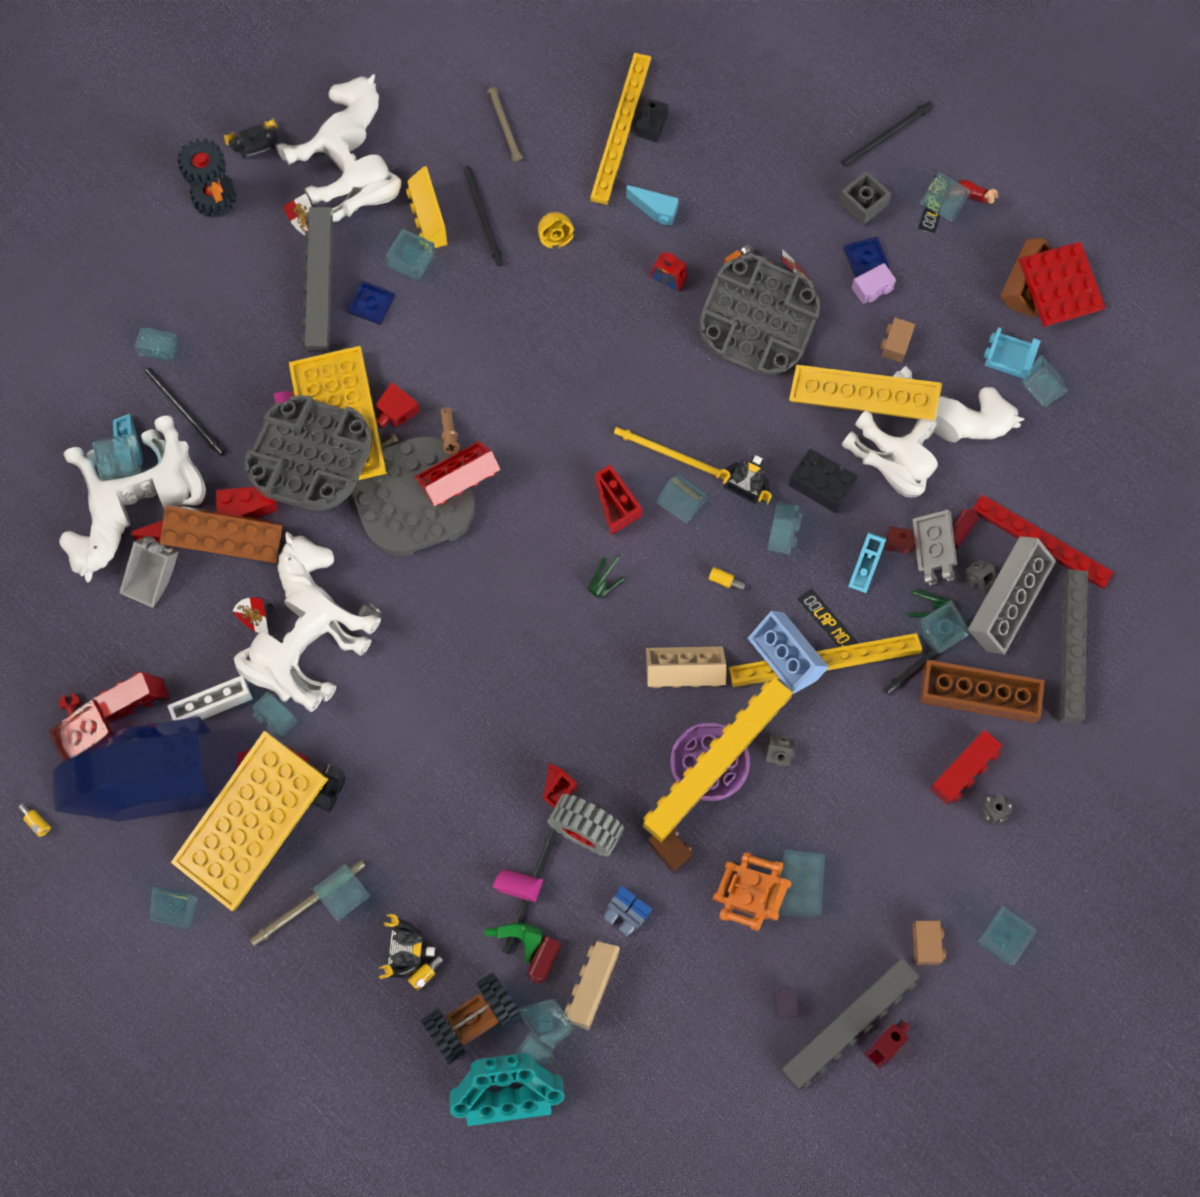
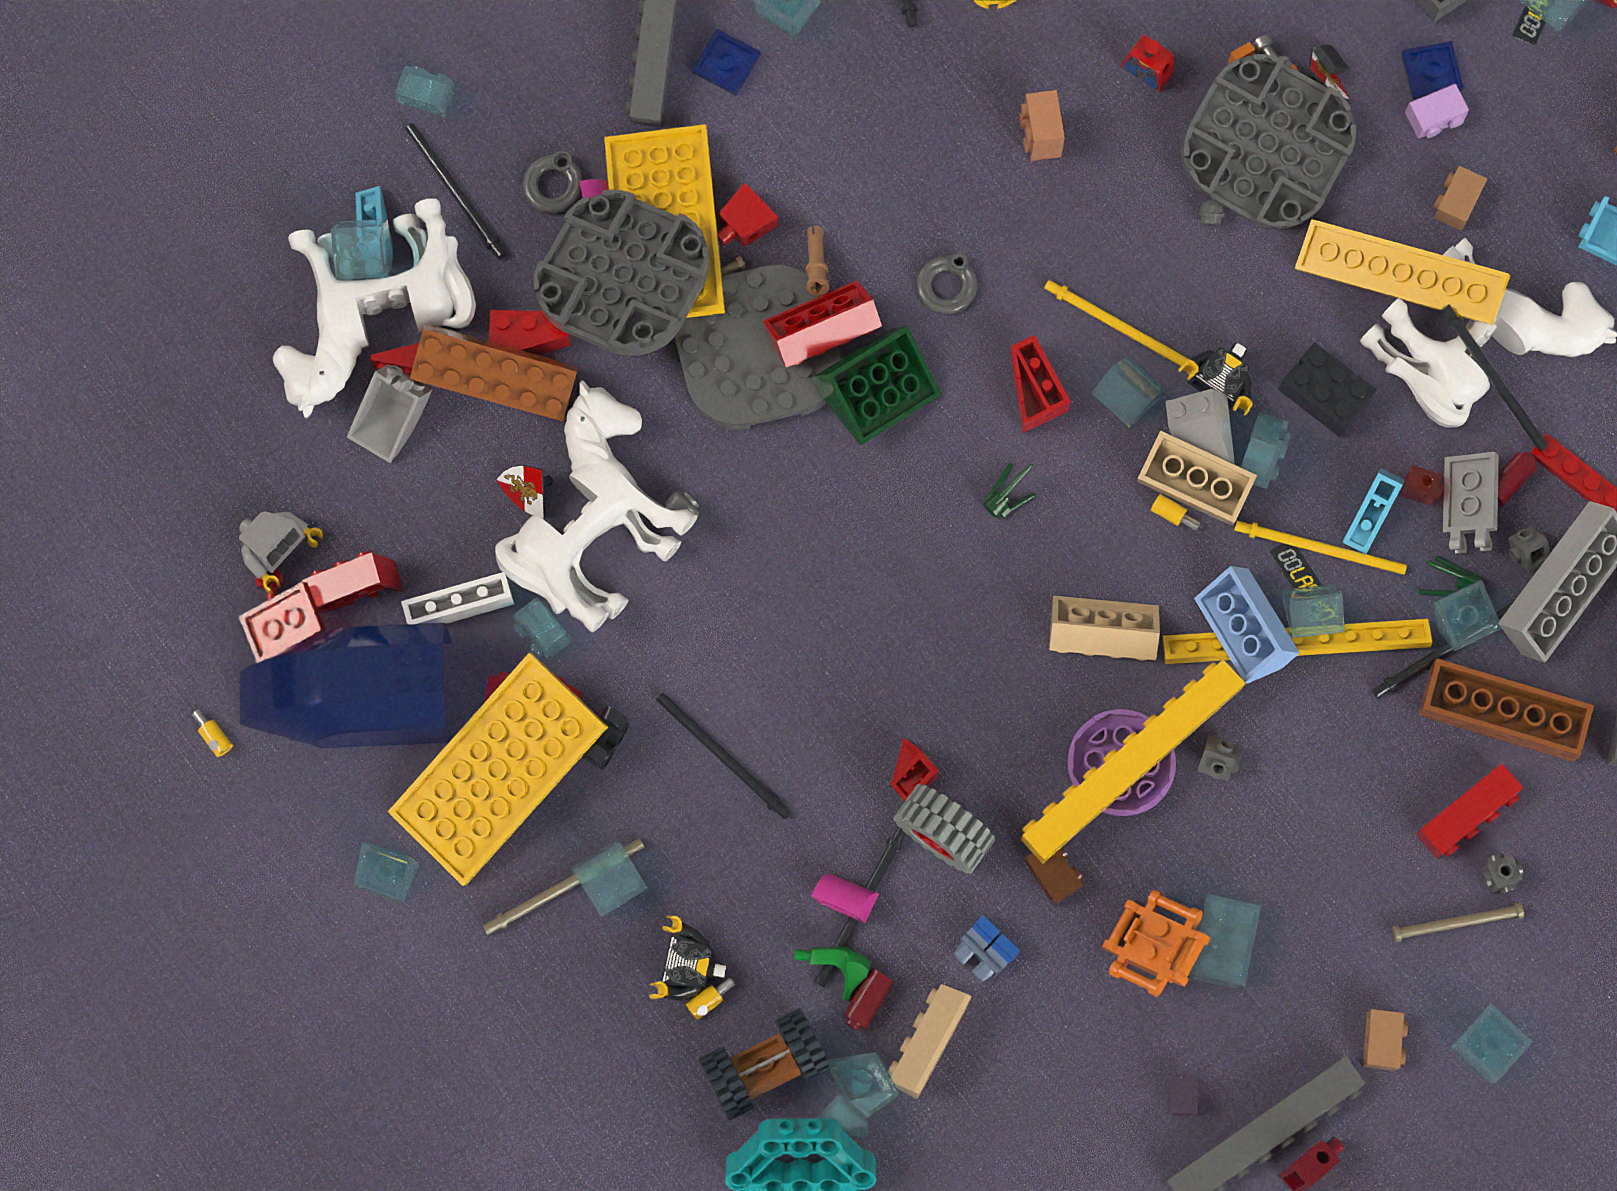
camera: 10 degrees right, 5 degrees up
(67, 673) = (270, 540): none -> light grey torso
(248, 385) = (547, 163): none -> dark grey piece
(458, 821) = (772, 801): none -> black bar
(502, 512) = (878, 384): none -> dark green slope
(536, 425) = (946, 263): none -> dark grey piece
(599, 321) = (1042, 125): none -> nougat brick
(725, 368) = (1211, 212): none -> dark grey plate
(738, 521) = (1202, 422): none -> light grey slope
(738, 552) = (1196, 478): none -> tan slope
(783, 585) = (1255, 530): none -> yellow bar
(795, 256) = (1330, 59): none -> black piece
(835, 636) = (1314, 610): none -> clear light blue slope
(907, 421) = (1456, 323): none -> black bar
(1009, 836) = (1457, 922): none -> dark tan bar

